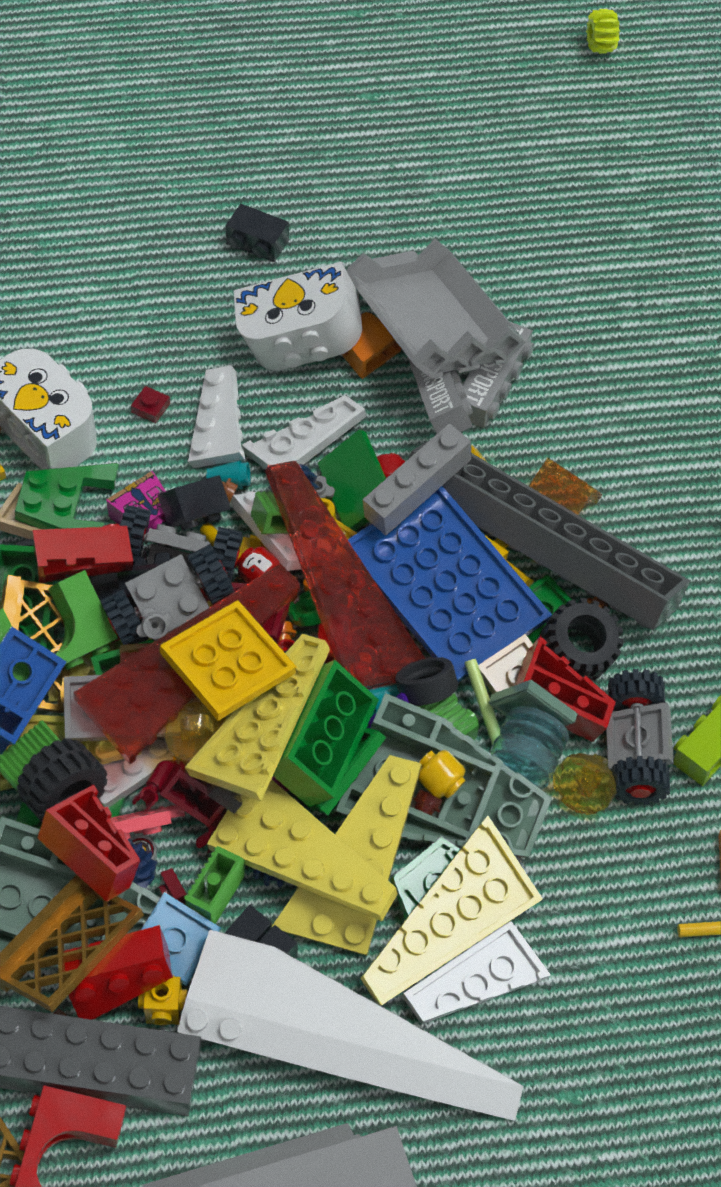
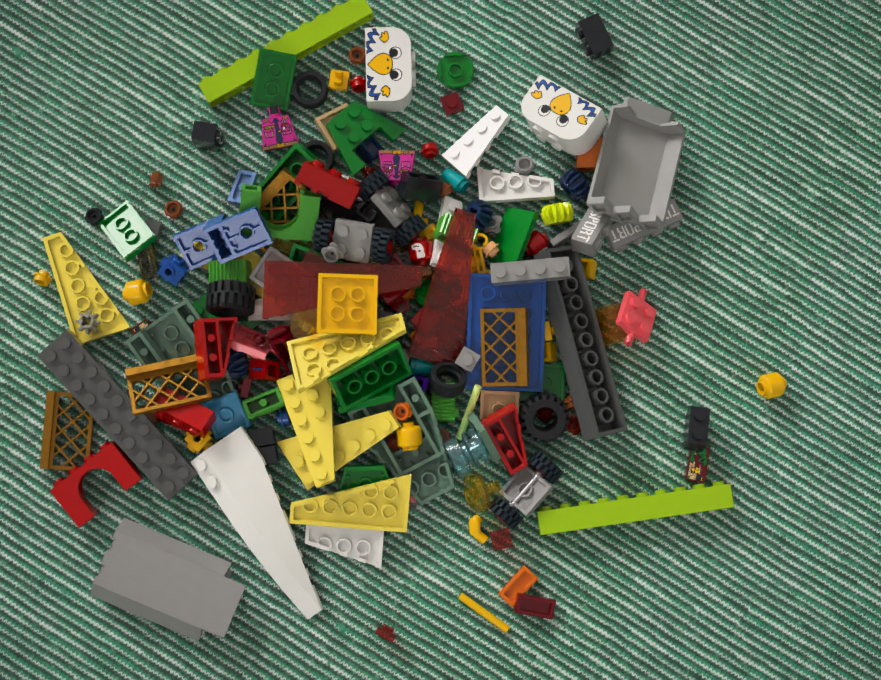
camera: 40 degrees right, 25 degrees up
(15, 456) = (358, 84): none -> red plate
(92, 511) = (369, 150): none -> dark blue slope
(123, 370) = (455, 70): none -> green tile
(168, 465) = (430, 150): none -> red plate
(179, 847) = (264, 370): none -> red brick
(254, 890) = (283, 417): none -> blue plate
(296, 406) = (524, 165): none -> light grey plate
(343, 510) = (491, 249): none -> light nougat plate
(377, 382) = (574, 185): none -> dark blue gear
(385, 423) = (557, 214): none -> neon yellow gear
(409, 740) = (407, 411): none -> orange plate
(418, 433) = (563, 237): none -> light grey tile
(429, 639) = (467, 359): none -> light grey plate
(481, 572) = (522, 347): none -> pearl gold fence
(580, 640) = (545, 414): none -> clear red plate
(581, 461) = (636, 317): none -> coral plate
(622, 837) = (475, 529): none -> yellow arm
(629, 628) = (574, 430): none -> clear red plate
(632, 1048) = (386, 632): none -> clear red plate
(664, 821) = (501, 539): none -> clear red plate

